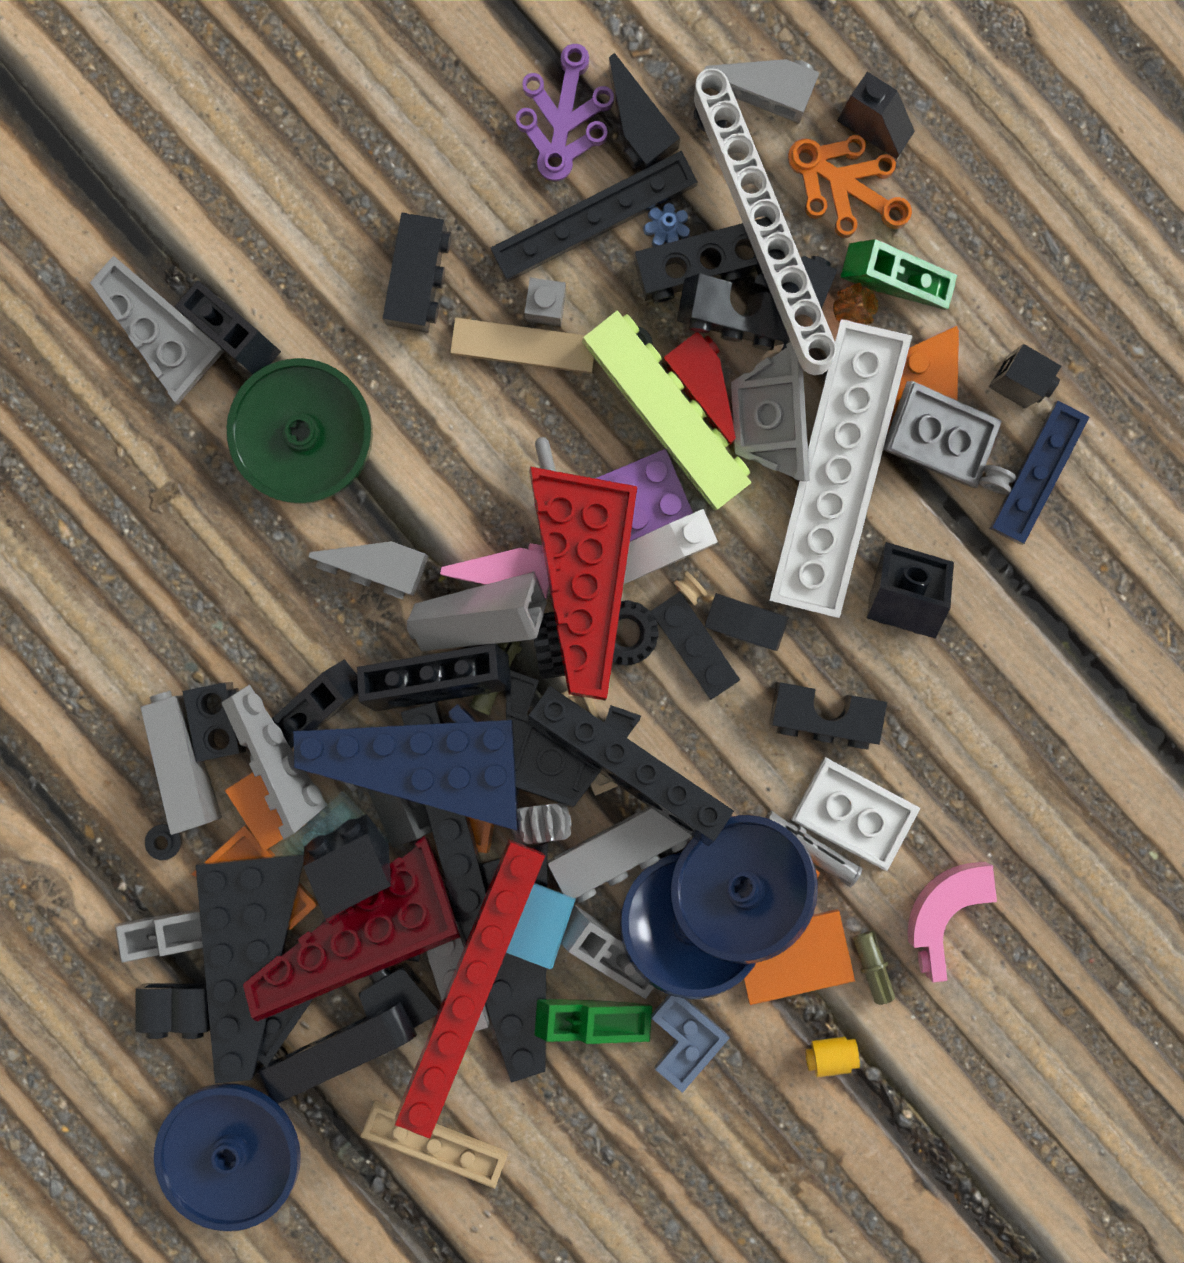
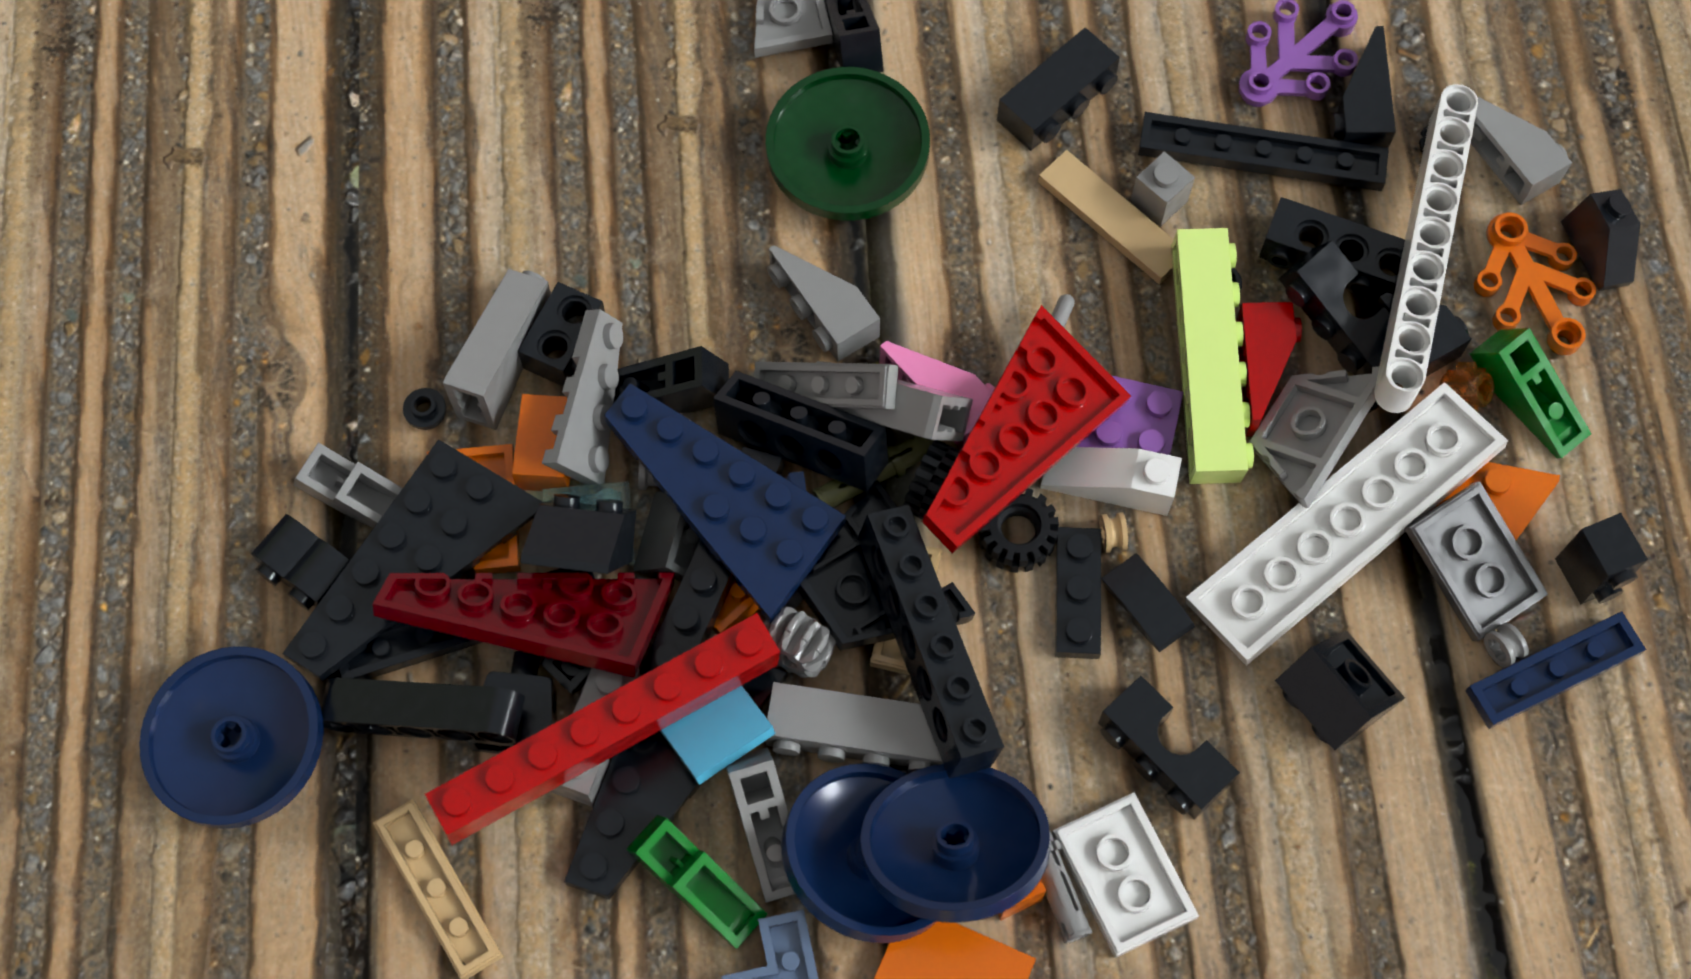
camera: 35 degrees right, 20 degrees down
(430, 634) = (835, 383): none -> light grey tile
(662, 229) = (1329, 200): medium blue plant -> none

